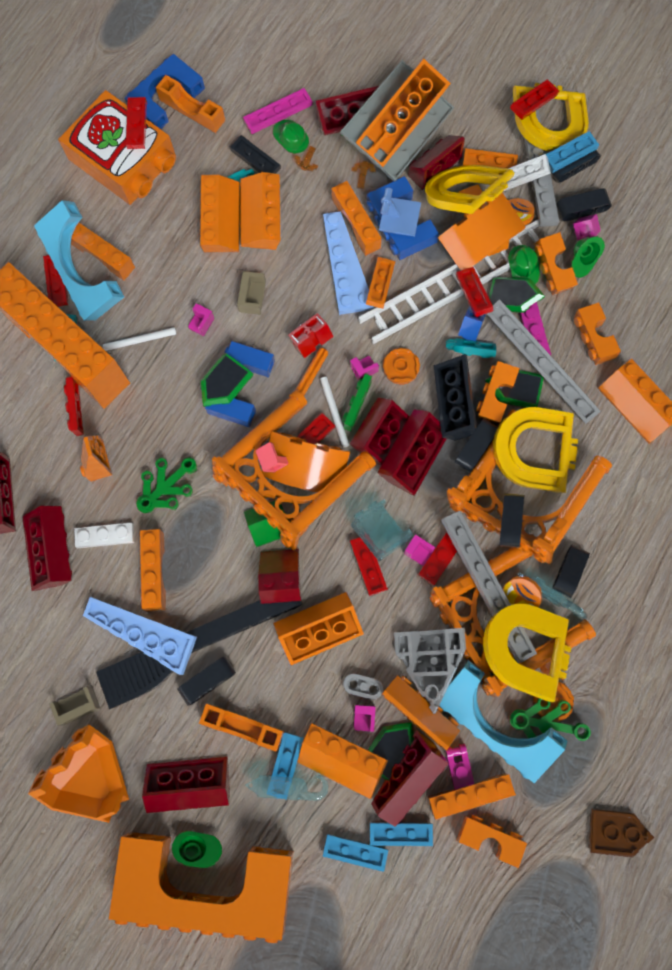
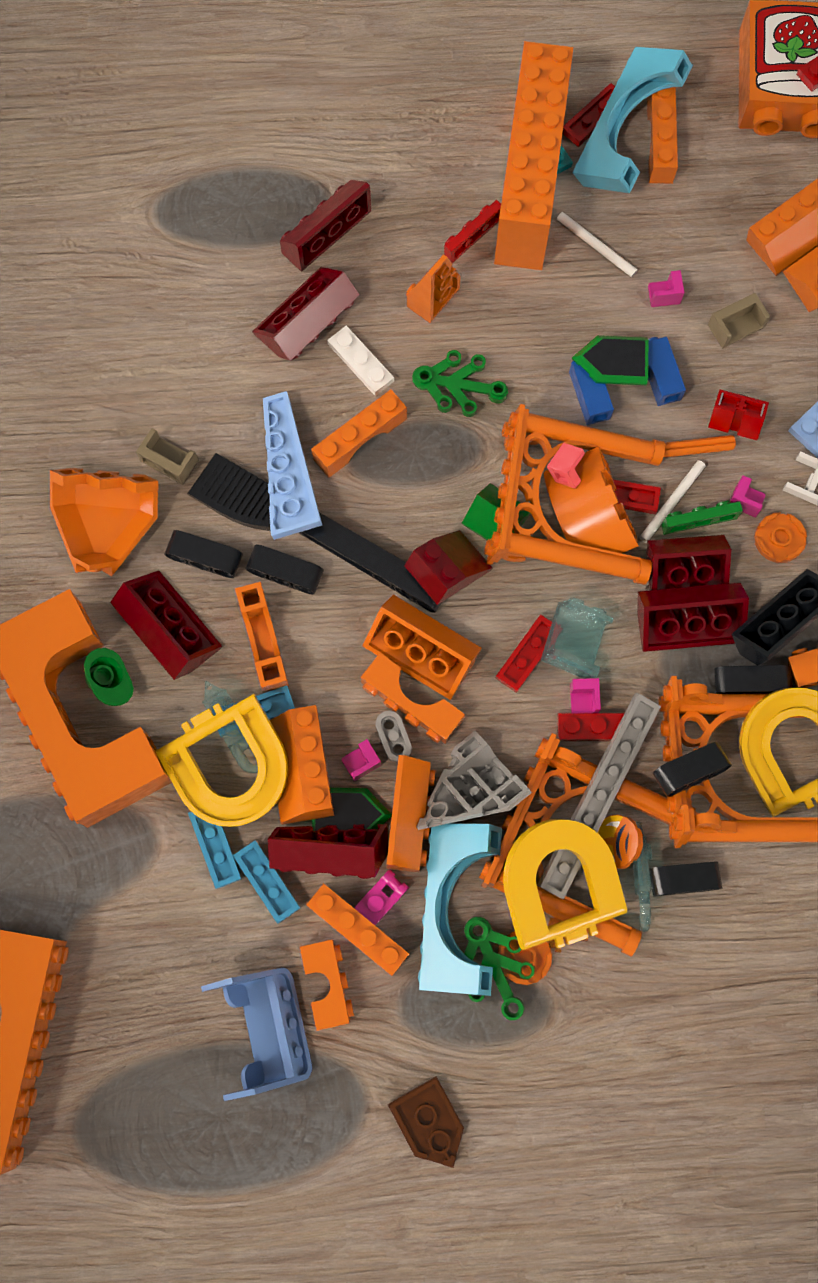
camera: 50 degrees right, 0 degrees up
(158, 727) = (203, 554): none -> black beam
(305, 840) = (192, 784): none -> yellow piece
(323, 667) = (438, 718): none -> orange arch
(501, 896) = (273, 1030): none -> medium blue windscreen

